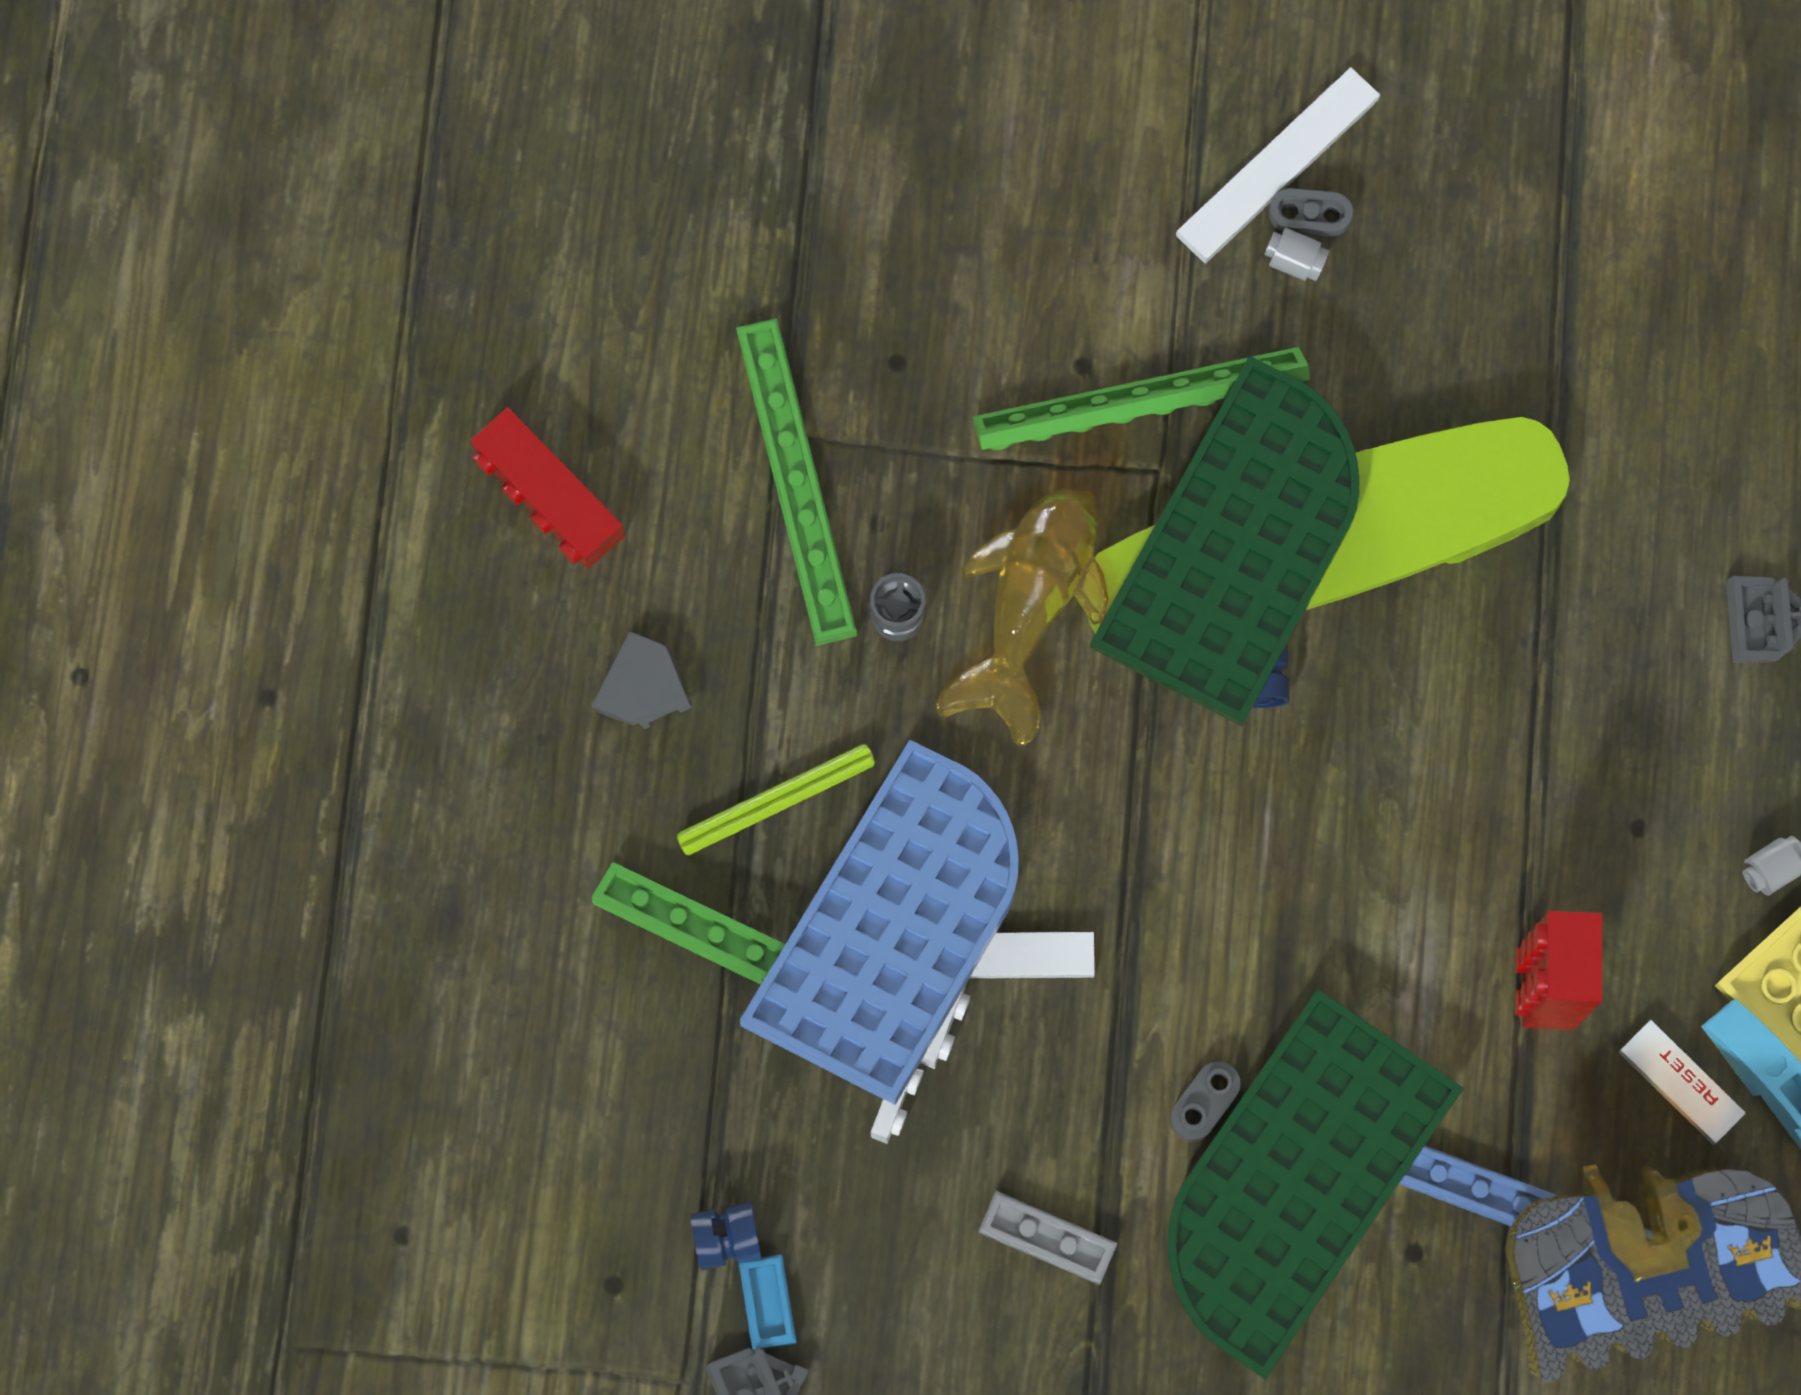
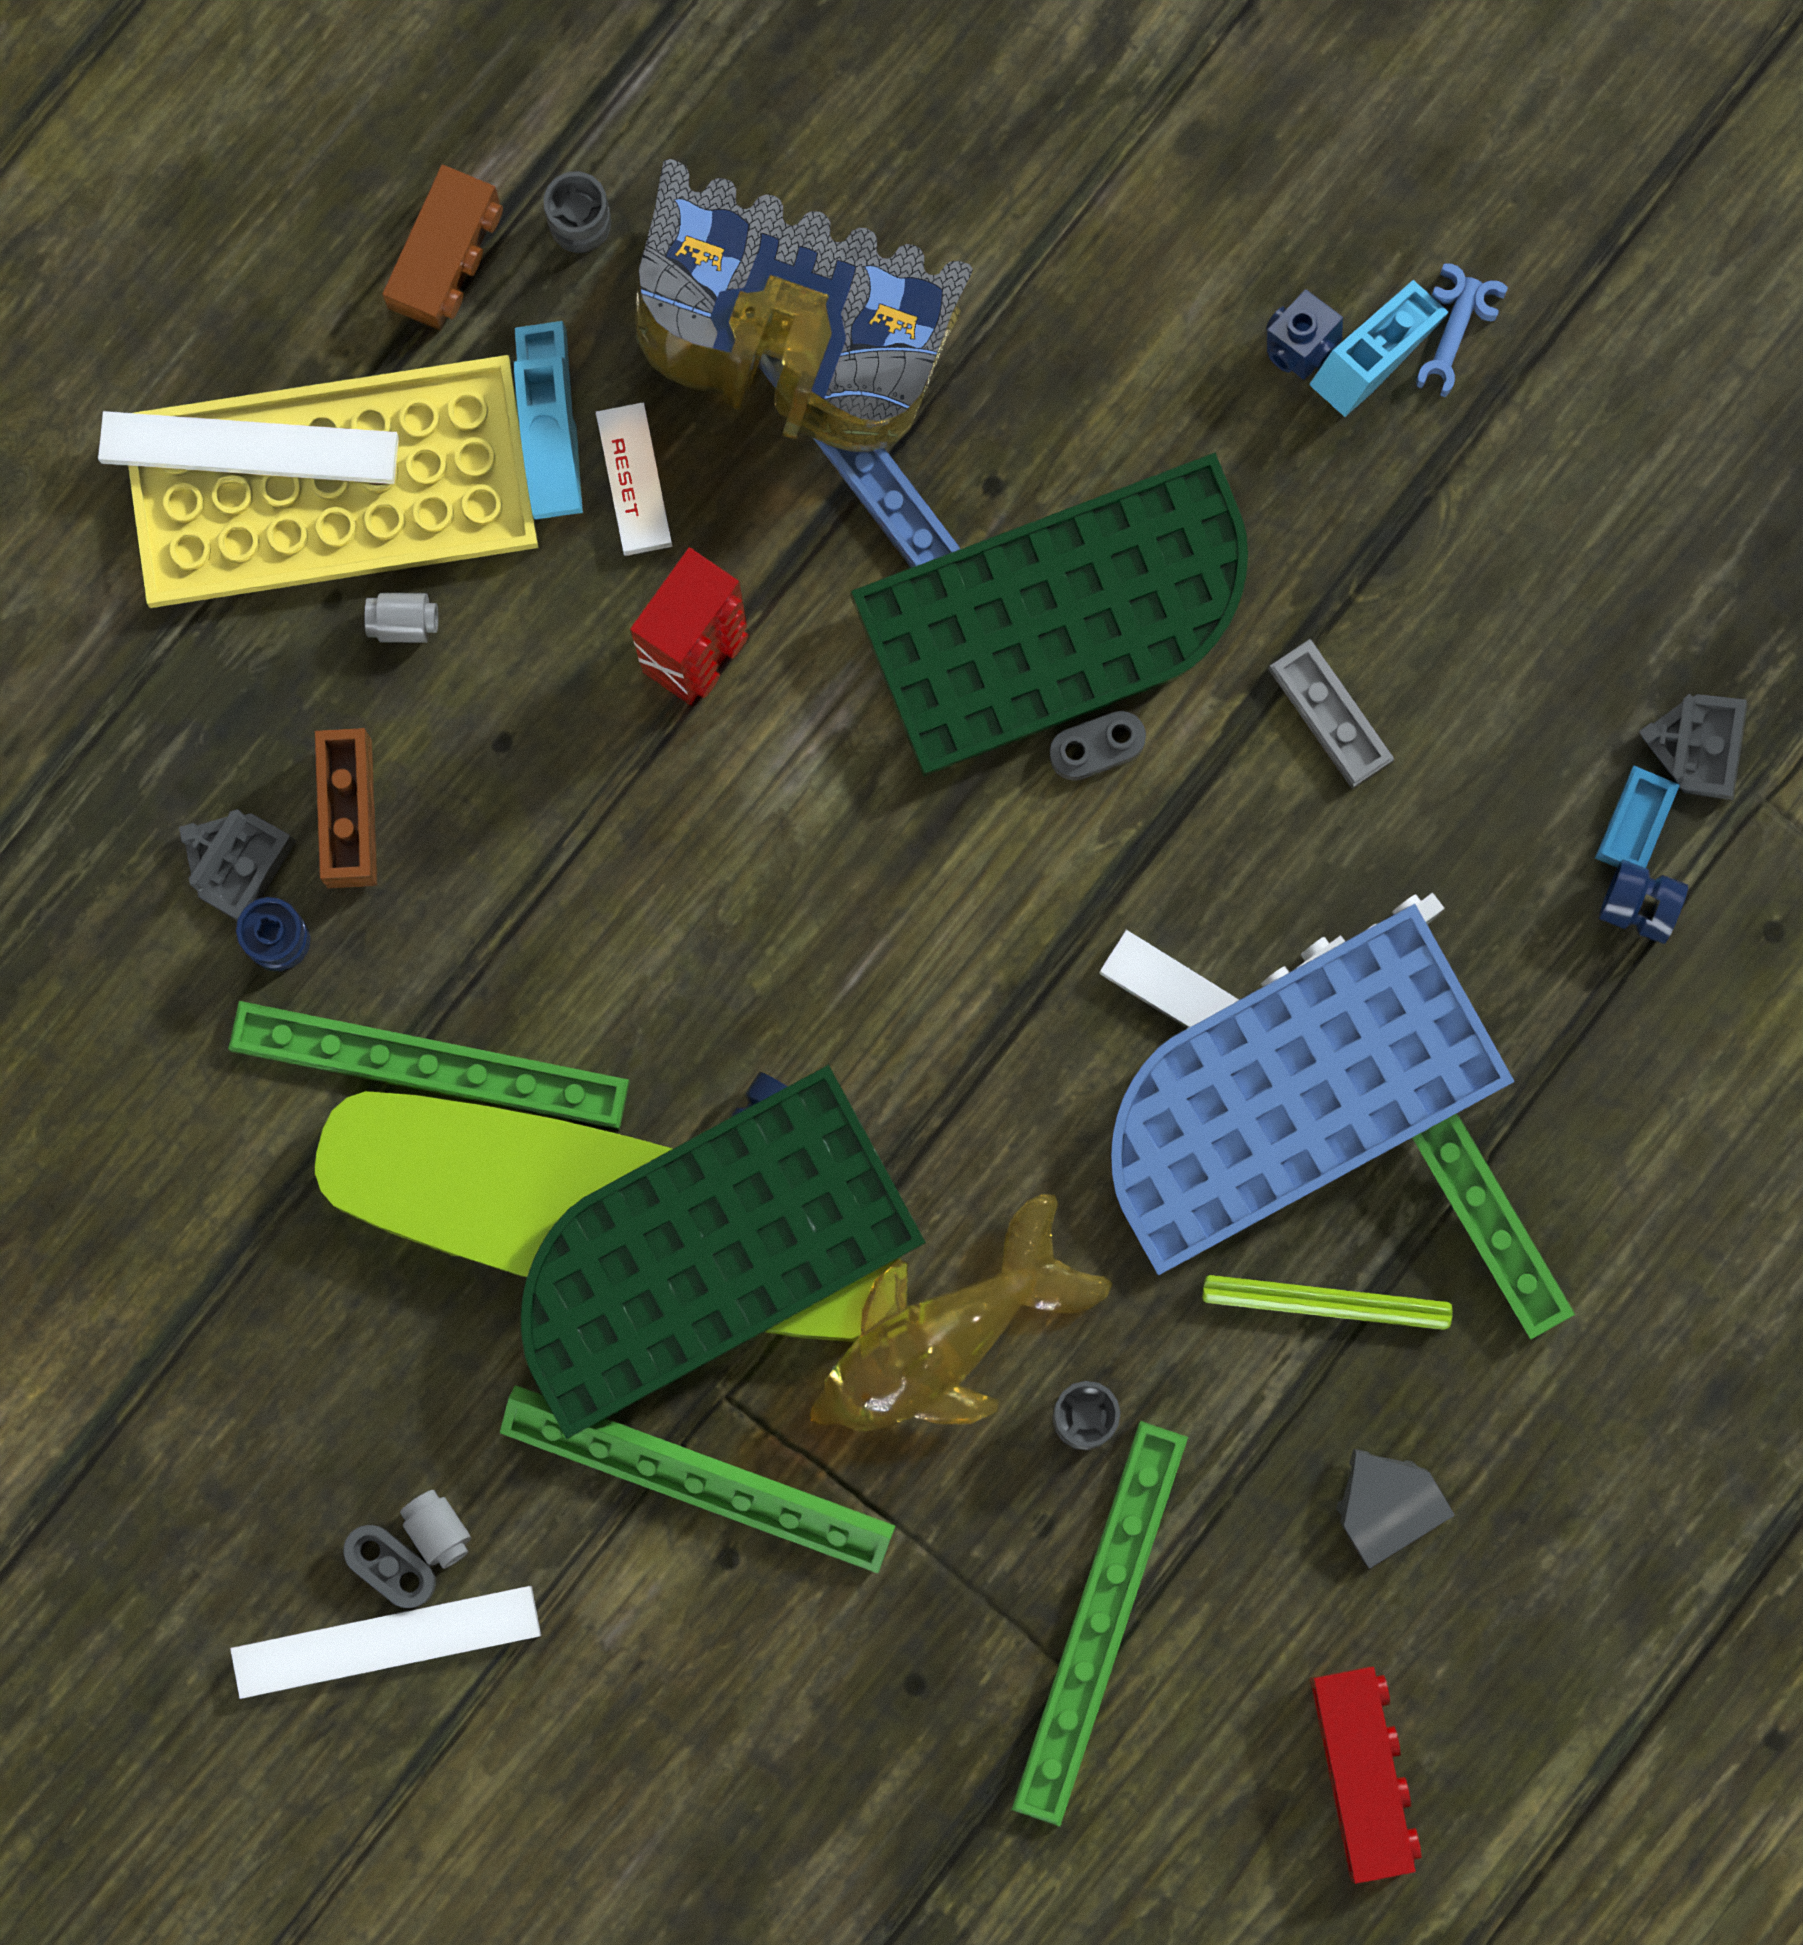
camera: 145 degrees left, 5 degrees up
(1524, 564) = (429, 1065): none -> bright green tile
(1699, 578) = (273, 934): none -> dark blue wheel
(1714, 698) = (345, 808): none -> dark orange brick

